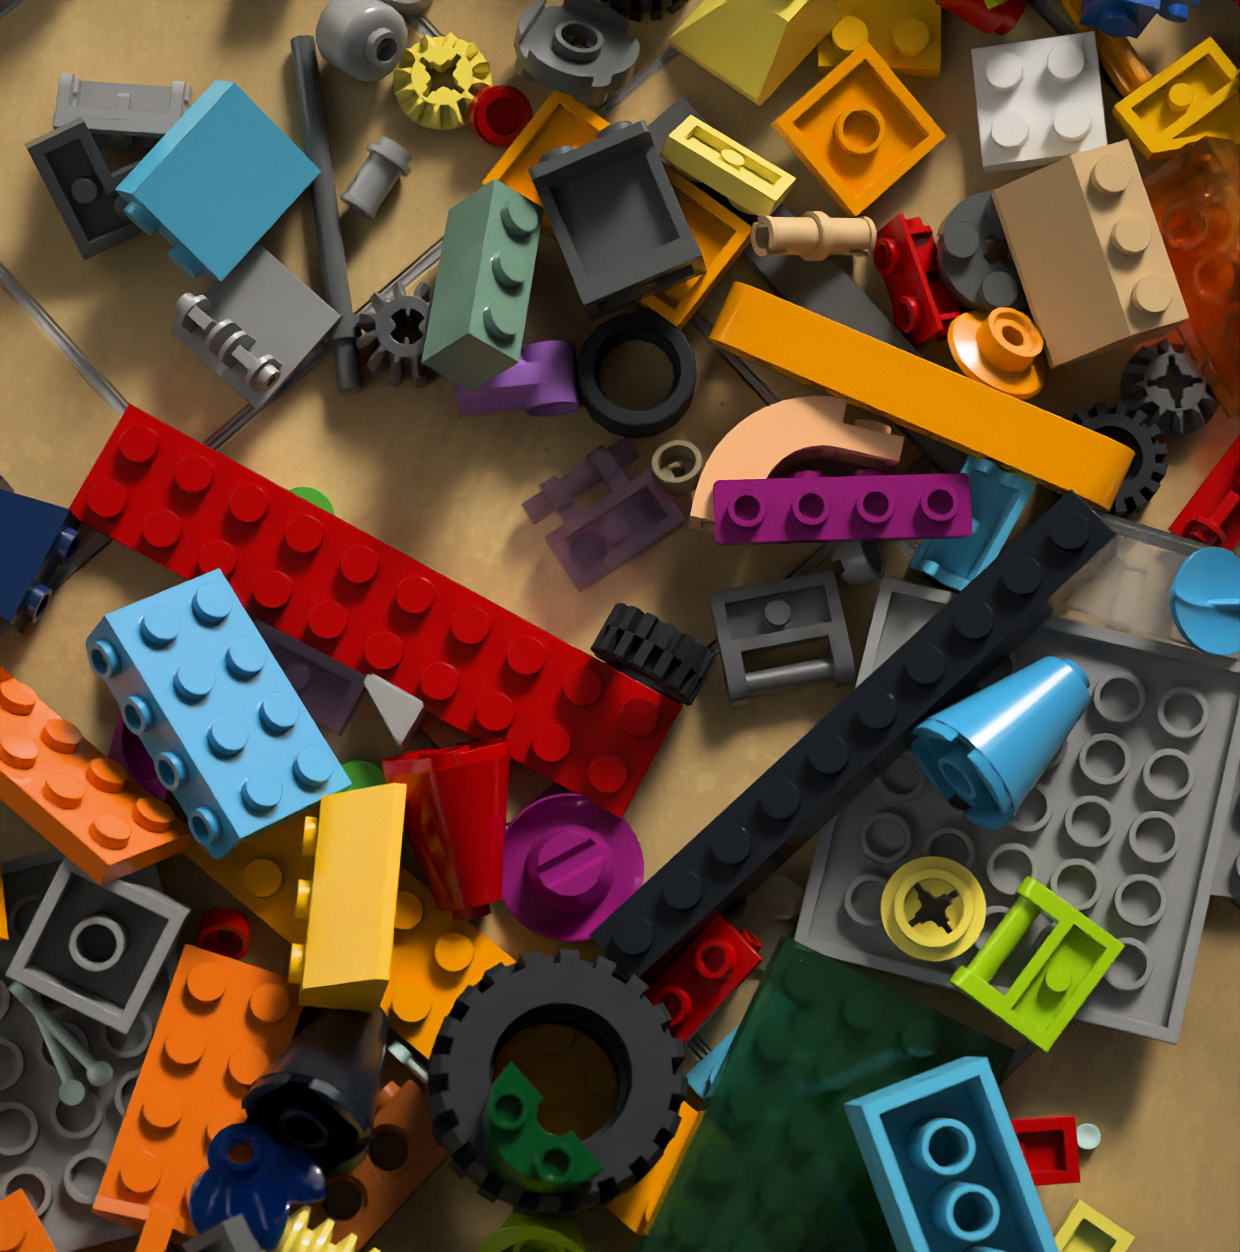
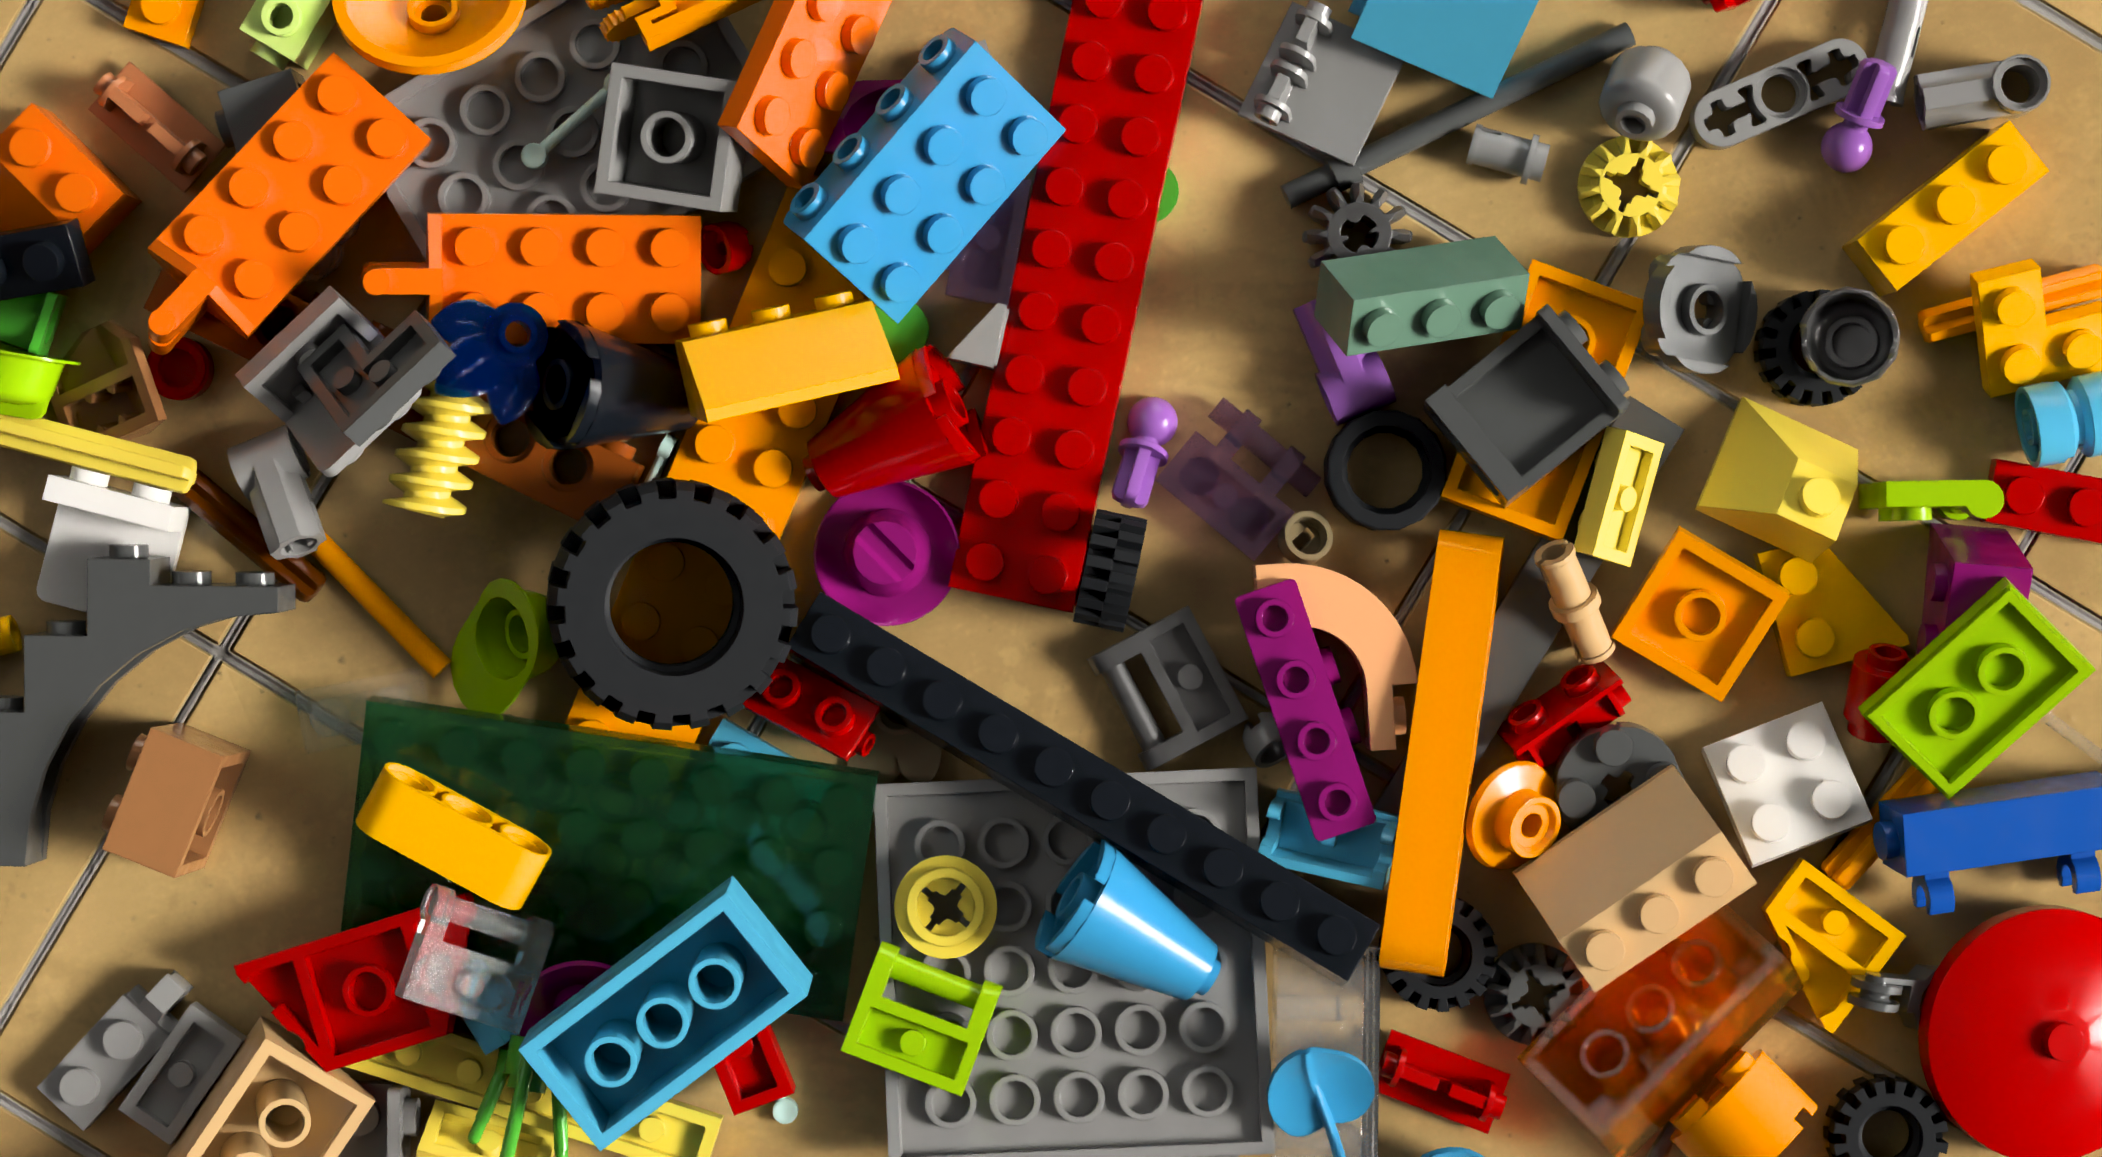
camera: 80 degrees right, 10 degrees up
(98, 1072) = (558, 174): light aqua hinge -> none
(498, 115) = (1609, 254): red tile -> none
(523, 1149) = (591, 590): dark green cylinder -> none
(526, 581) = (1151, 425): none -> medium lavender axle

